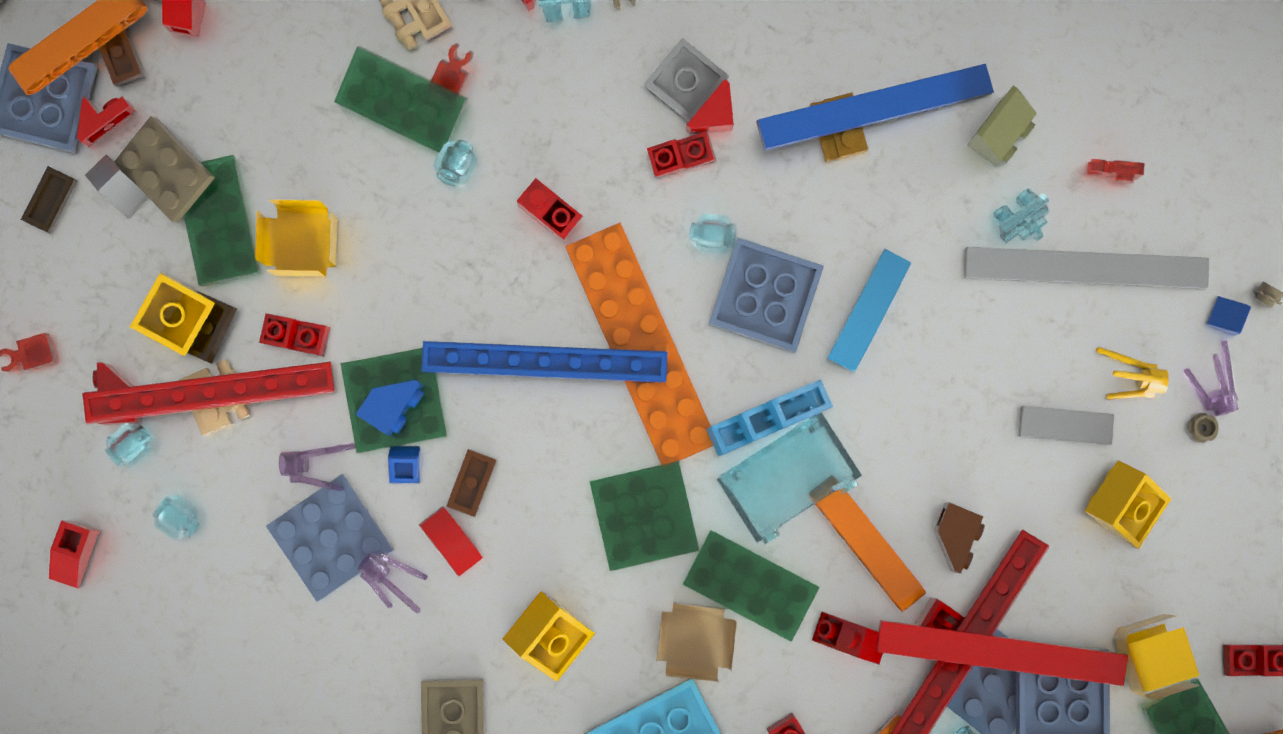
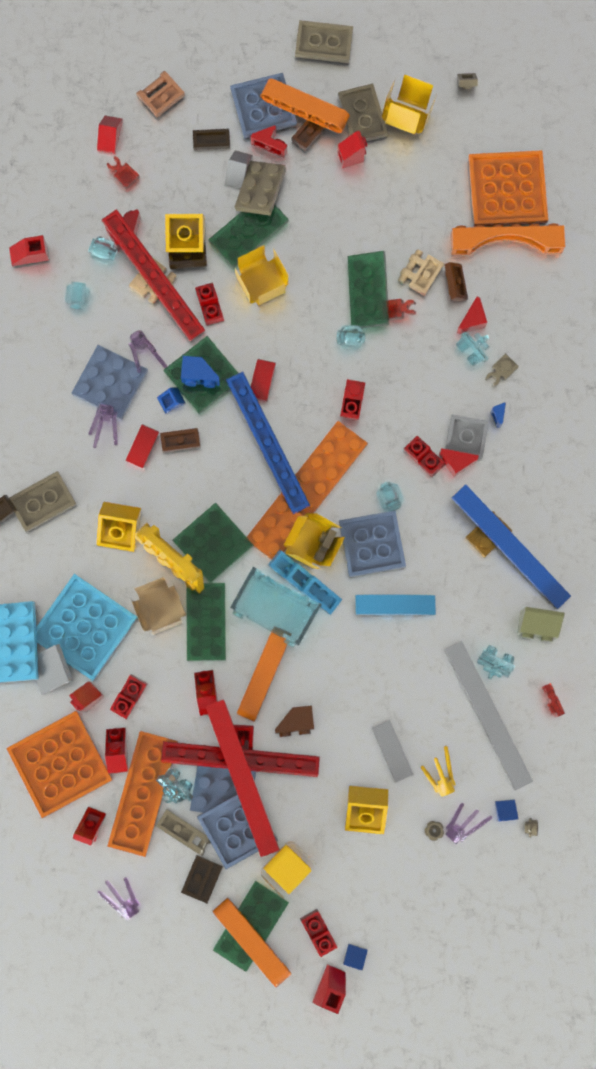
camera: 60 degrees right, 5 degrees down
(447, 318) = (262, 378): none -> red slope
(648, 586) = (168, 556): none -> yellow plate
(679, 19) = (498, 414): none -> blue slope
(721, 376) = (304, 536): none -> yellow piece
(729, 357) = (325, 540): none -> dark tan plate

